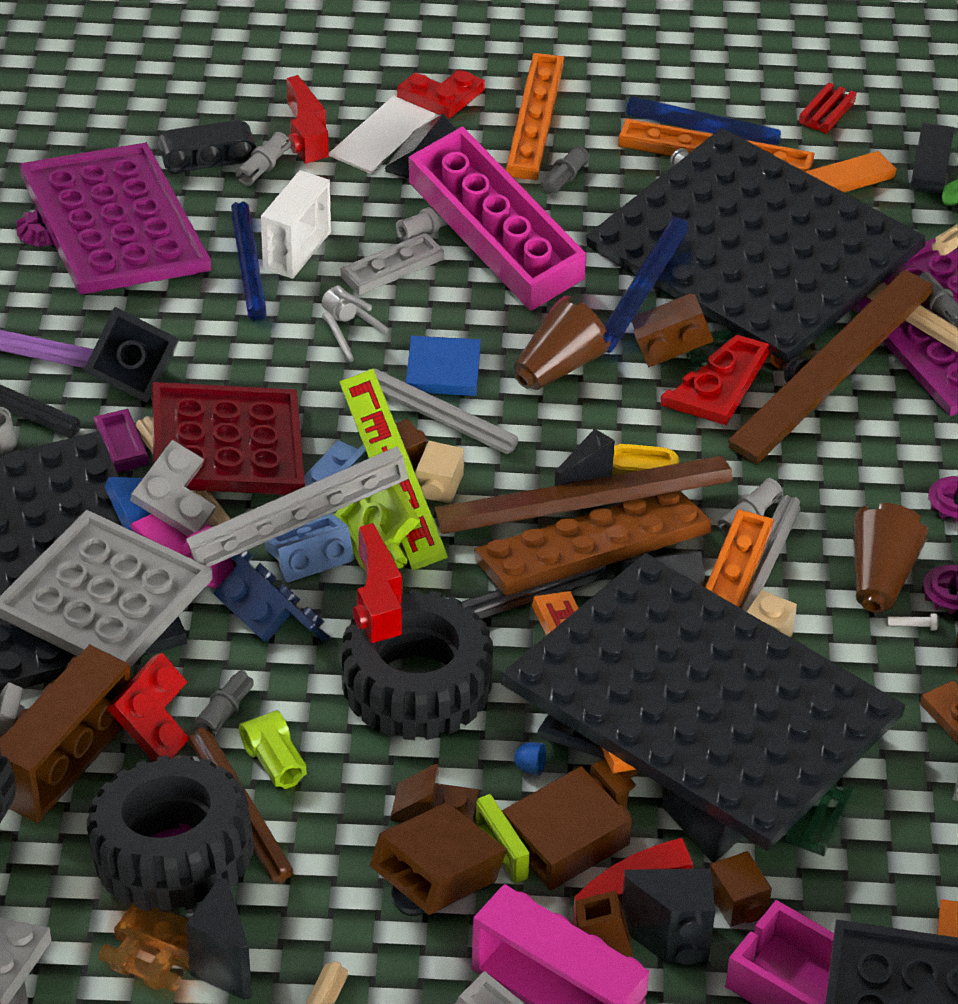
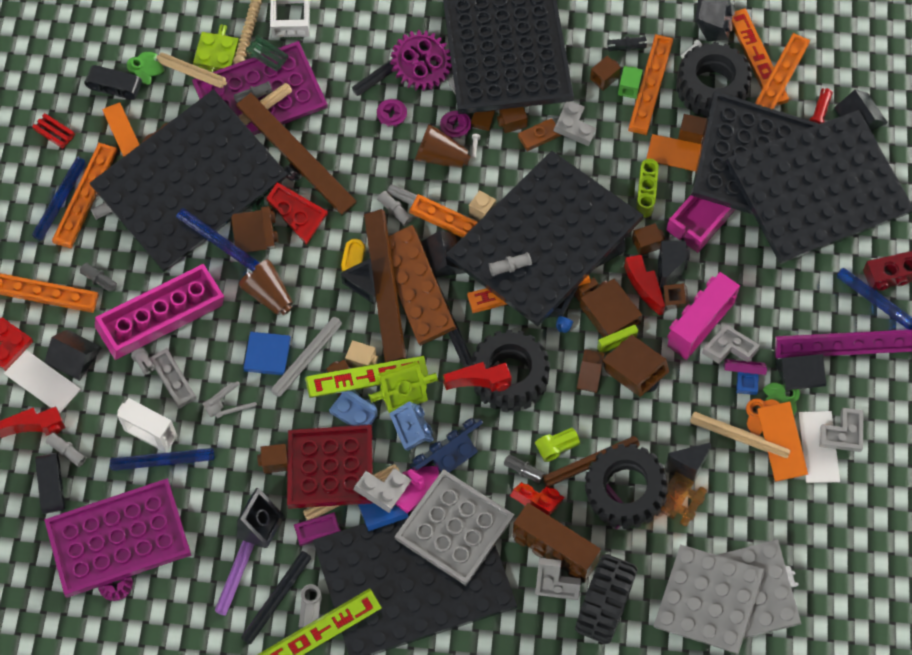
camera: 85 degrees left, 20 degrees up
(244, 368) = (273, 458): none -> reddish brown brick
(298, 508) = (412, 419): light grey tile -> none
(620, 621) = (510, 264): none -> light grey pin
(864, 889) = (647, 179): none -> lime beam

